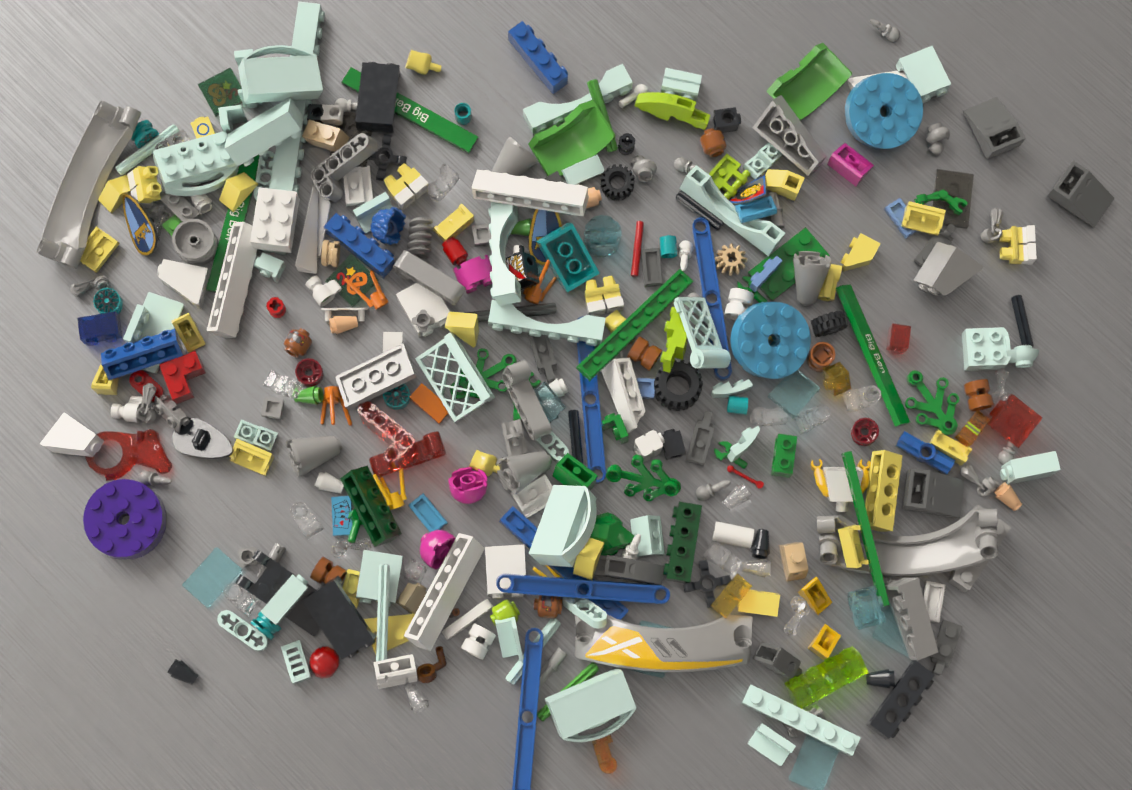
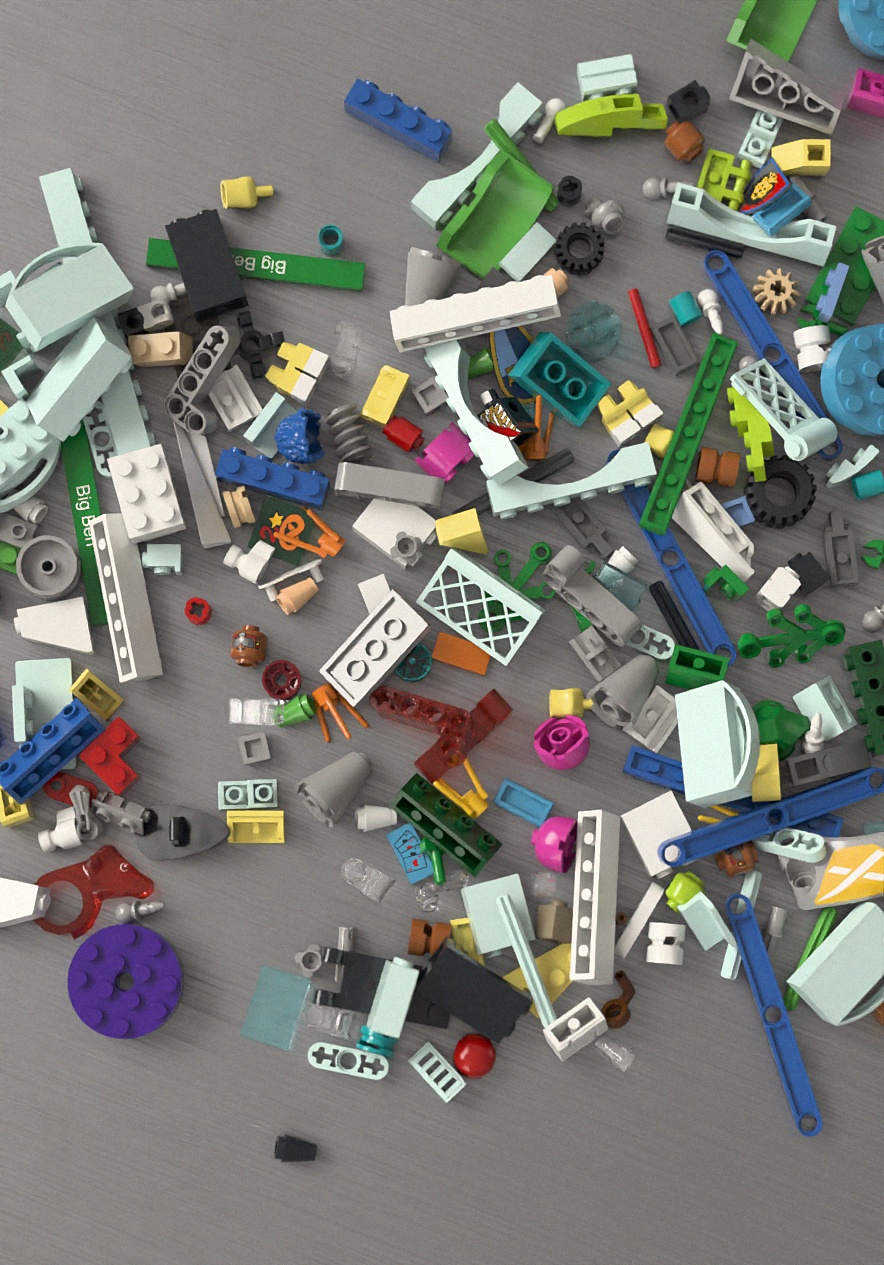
camera: 20 degrees left, 5 degrees up
(237, 190) = (73, 474): light yellow slope -> none

